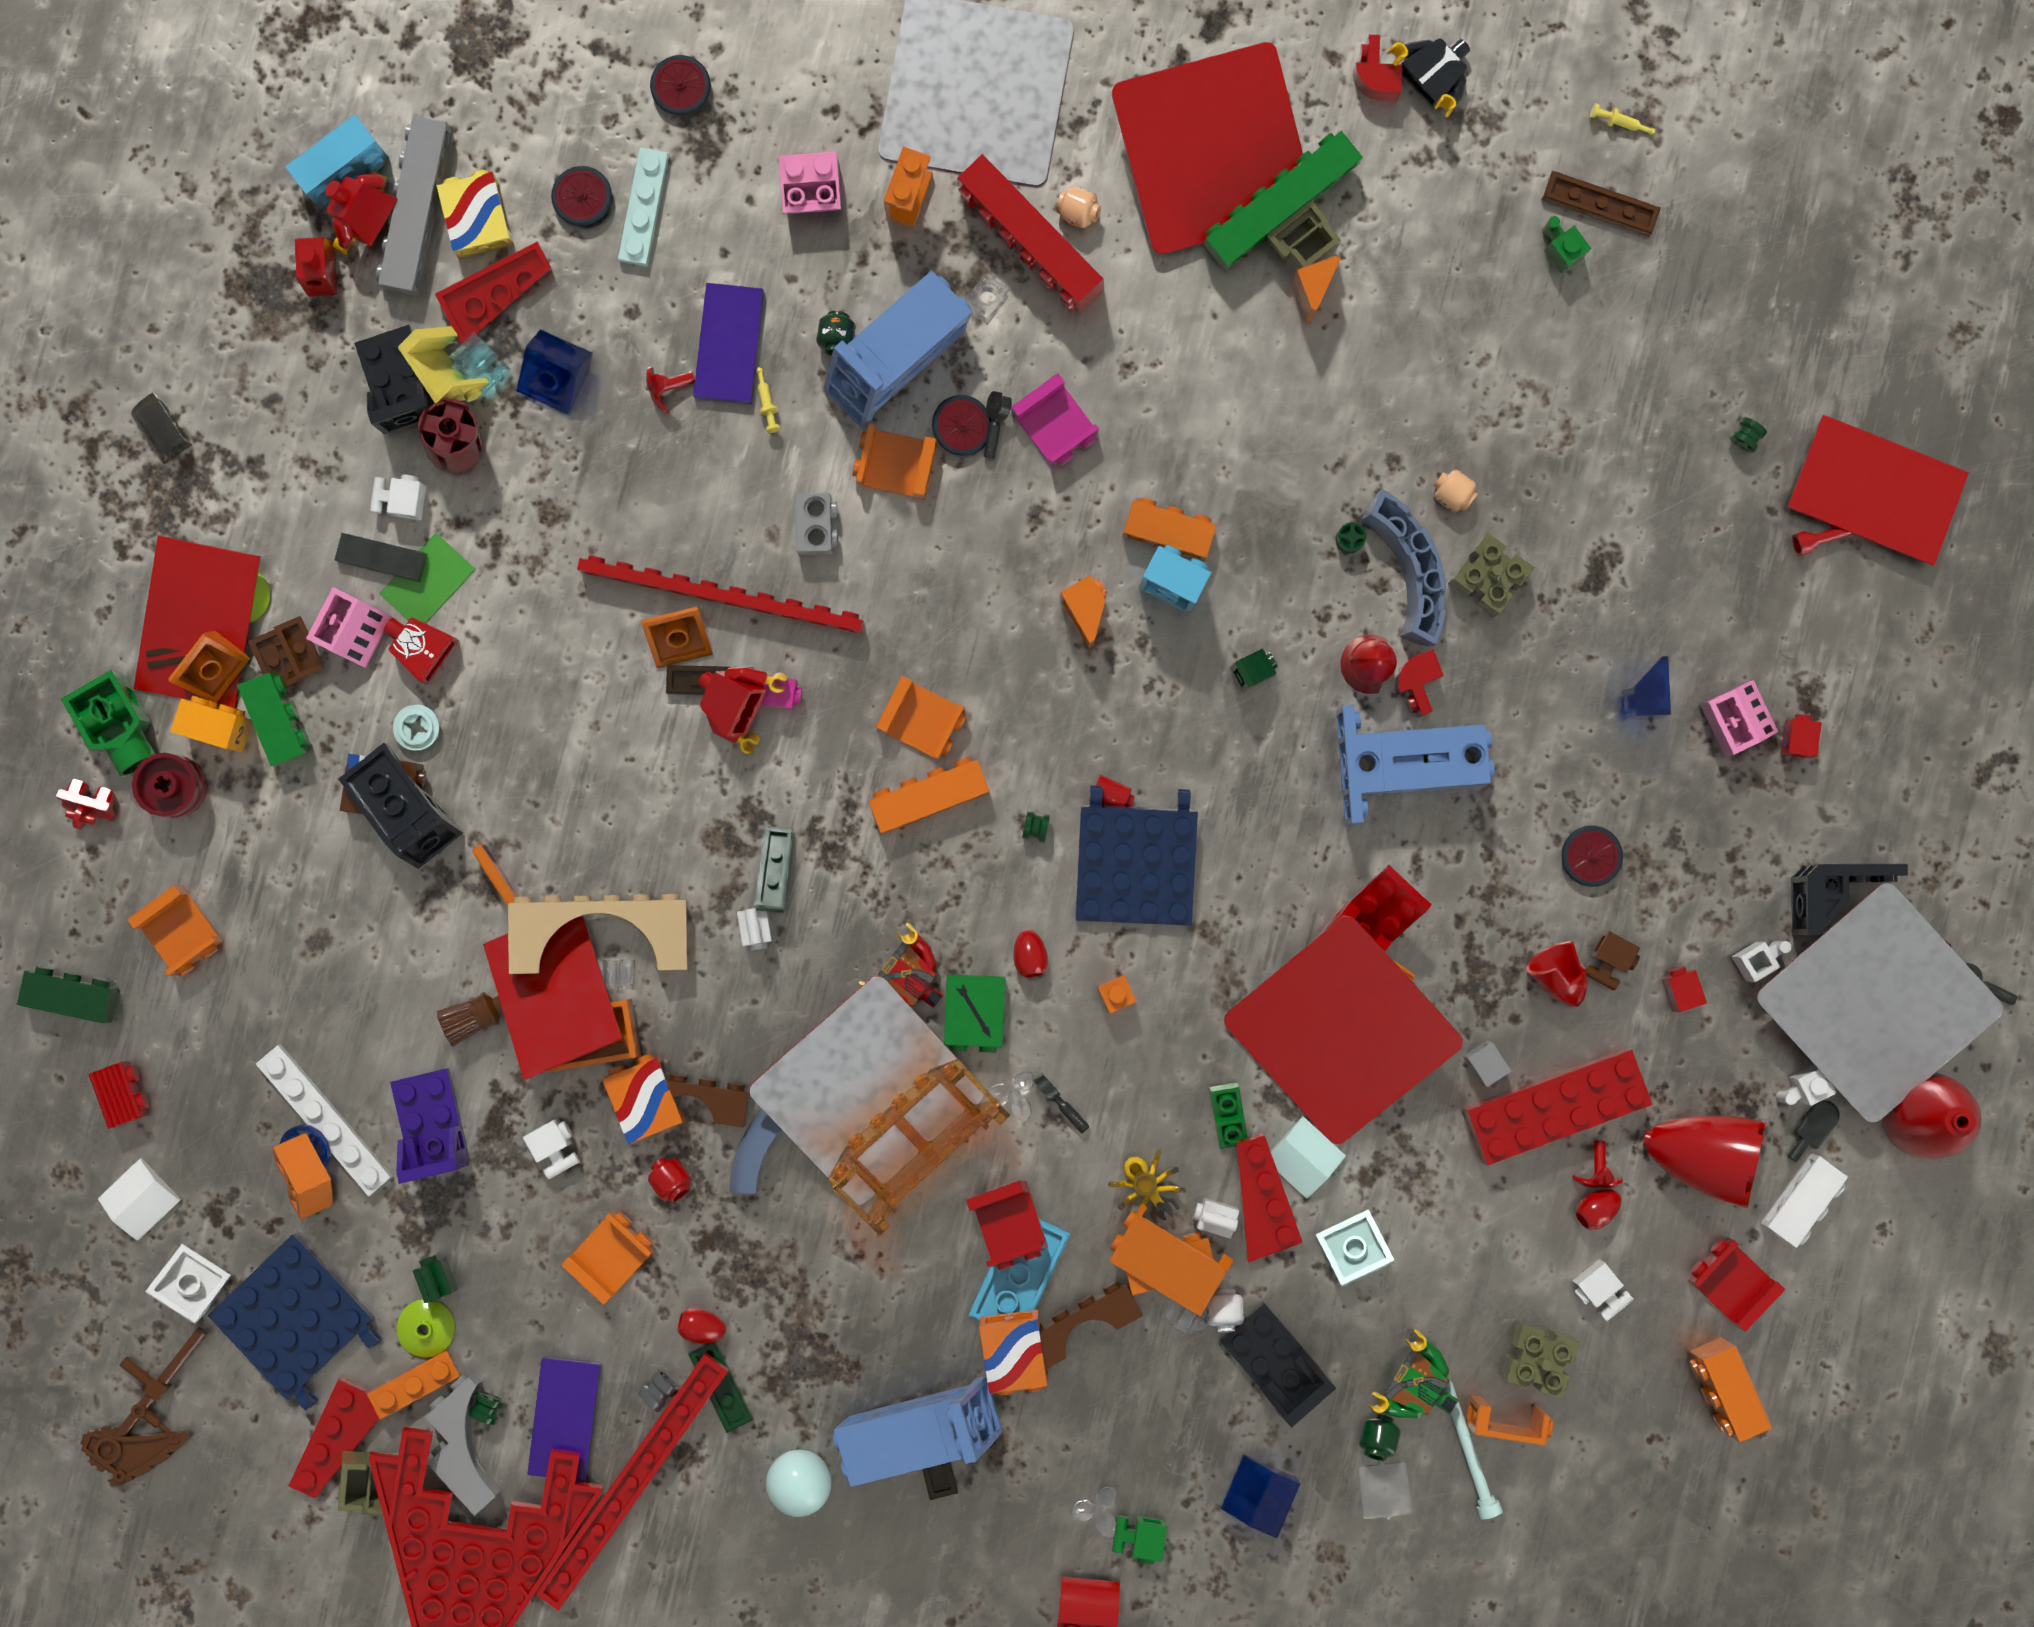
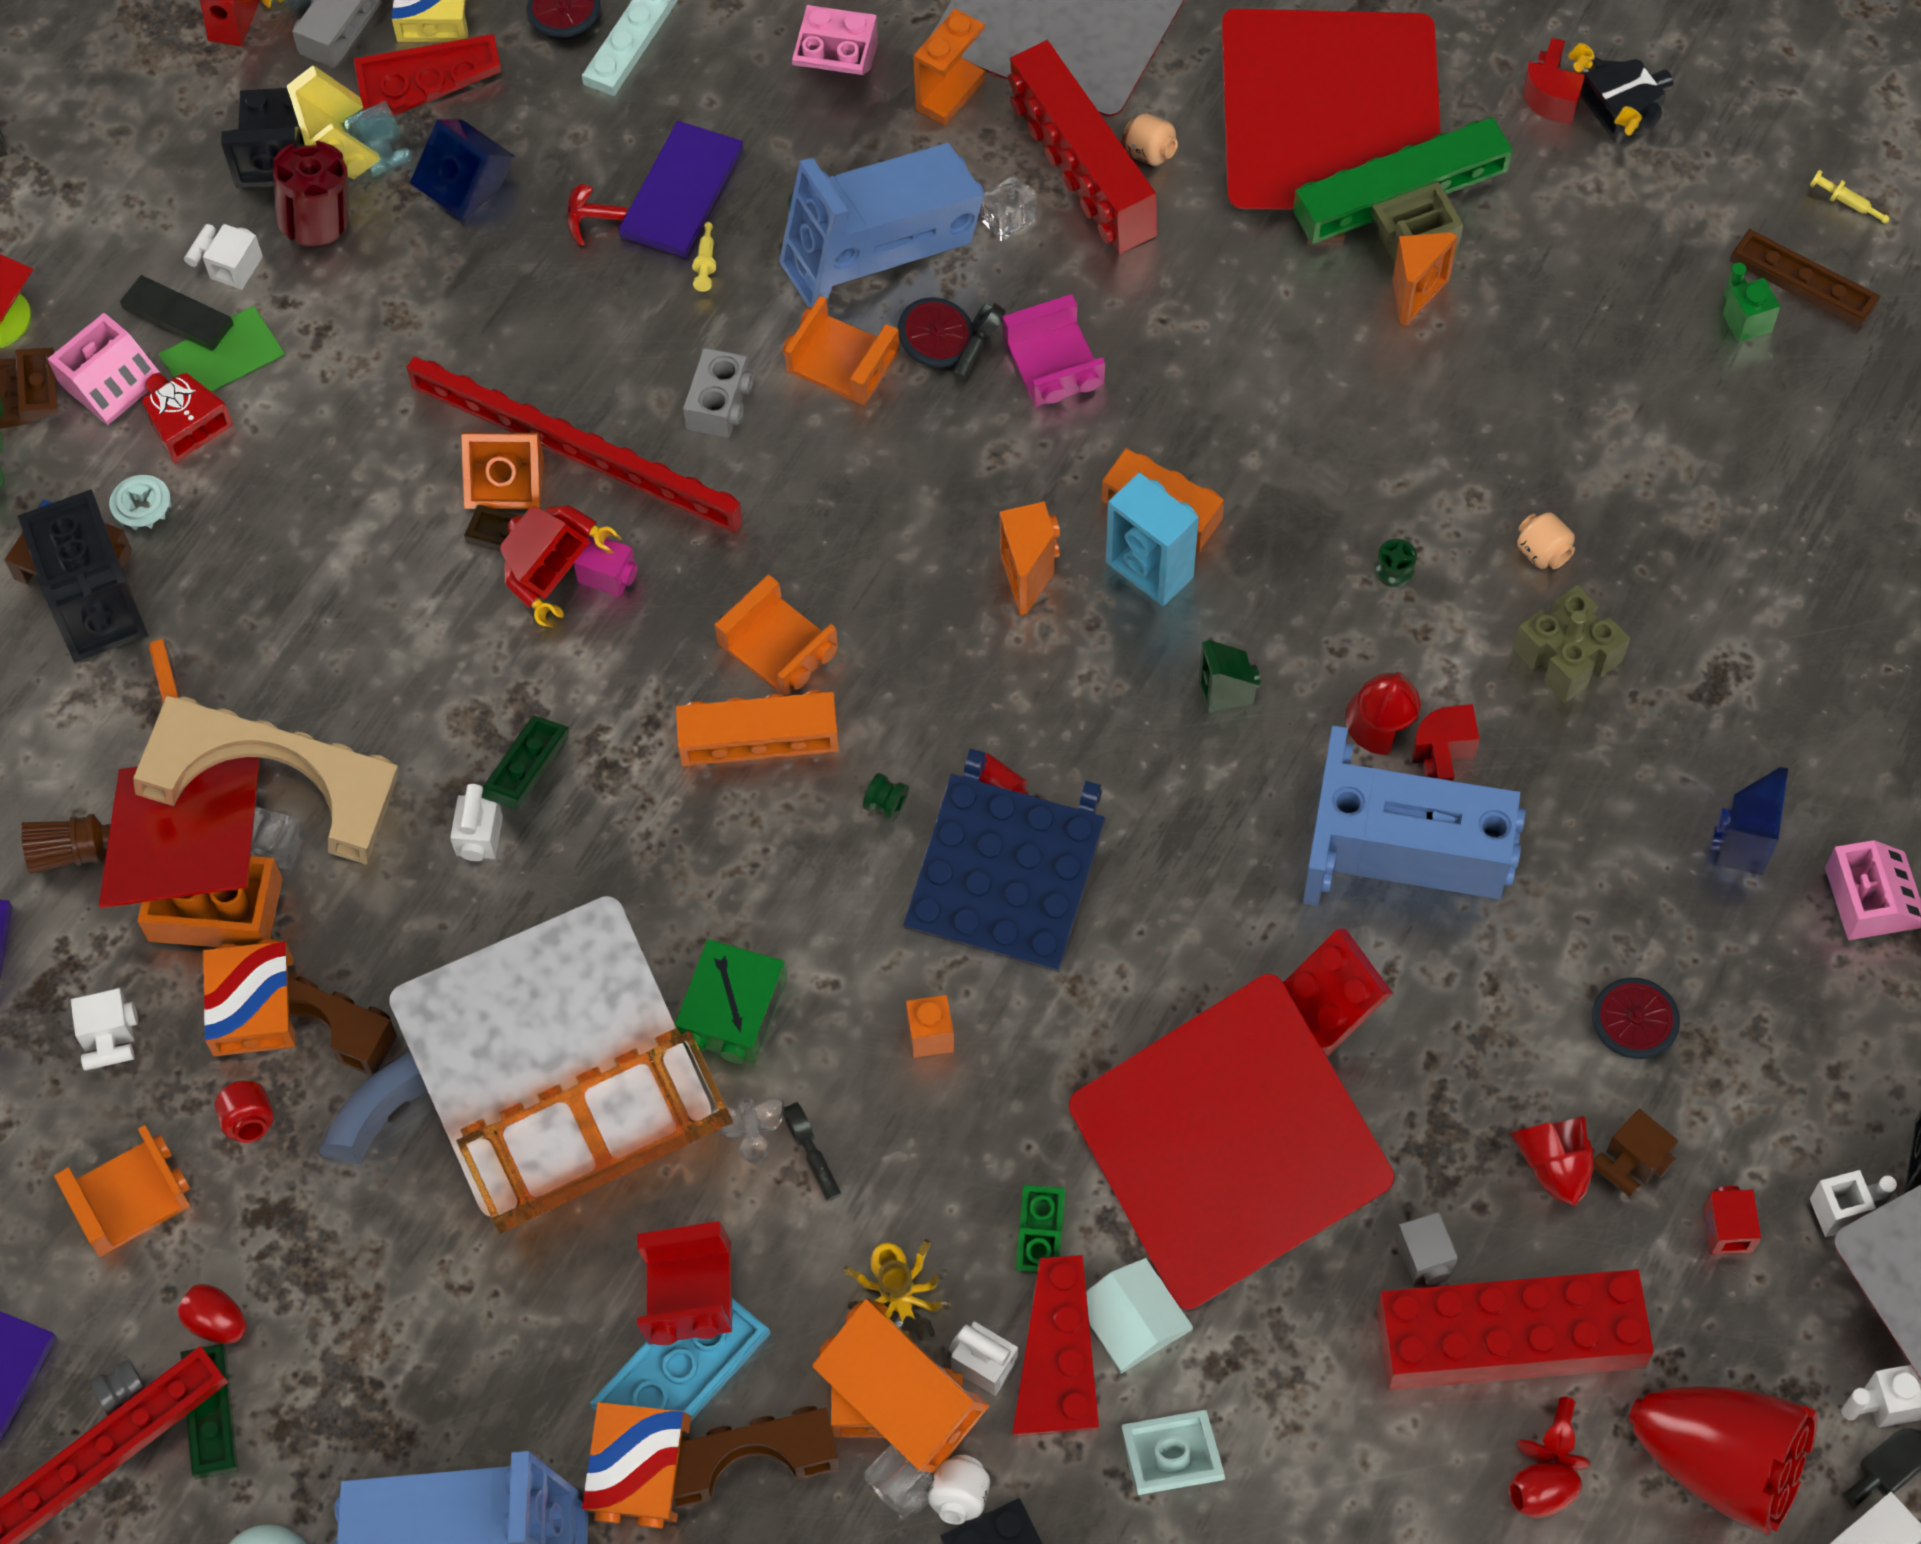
camera: 15 degrees right, 25 degrees down
(912, 970) = (667, 926): torso -> none
(1030, 954) = (828, 950): red animal -> none
(1419, 564) = (1477, 600): sand blue brick -> none

